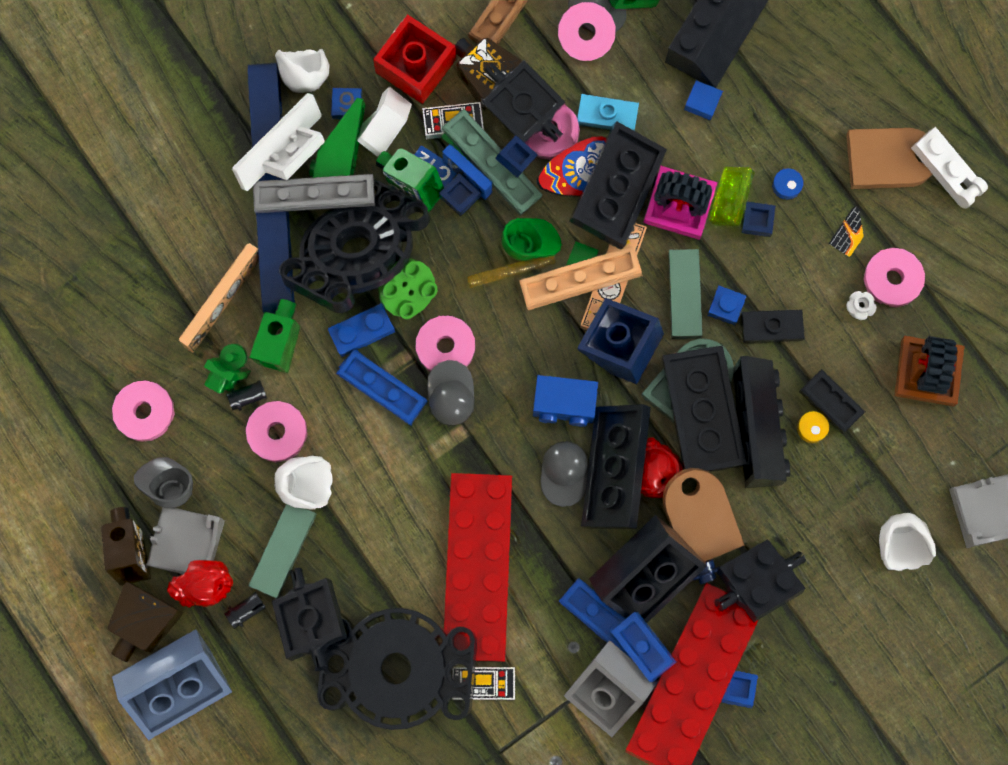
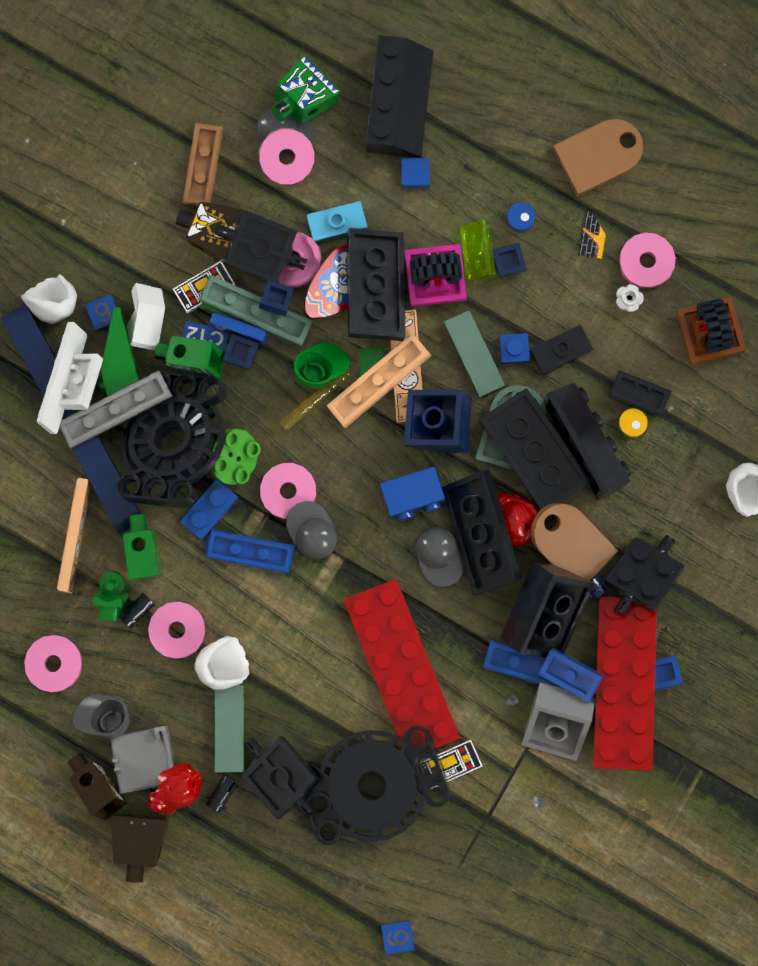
camera: 20 degrees left, 5 degrees up
(171, 684) = (188, 883): sand blue slope -> none
(415, 59) = (147, 248): red brick -> none
(949, 168) = (653, 143): white plate -> none

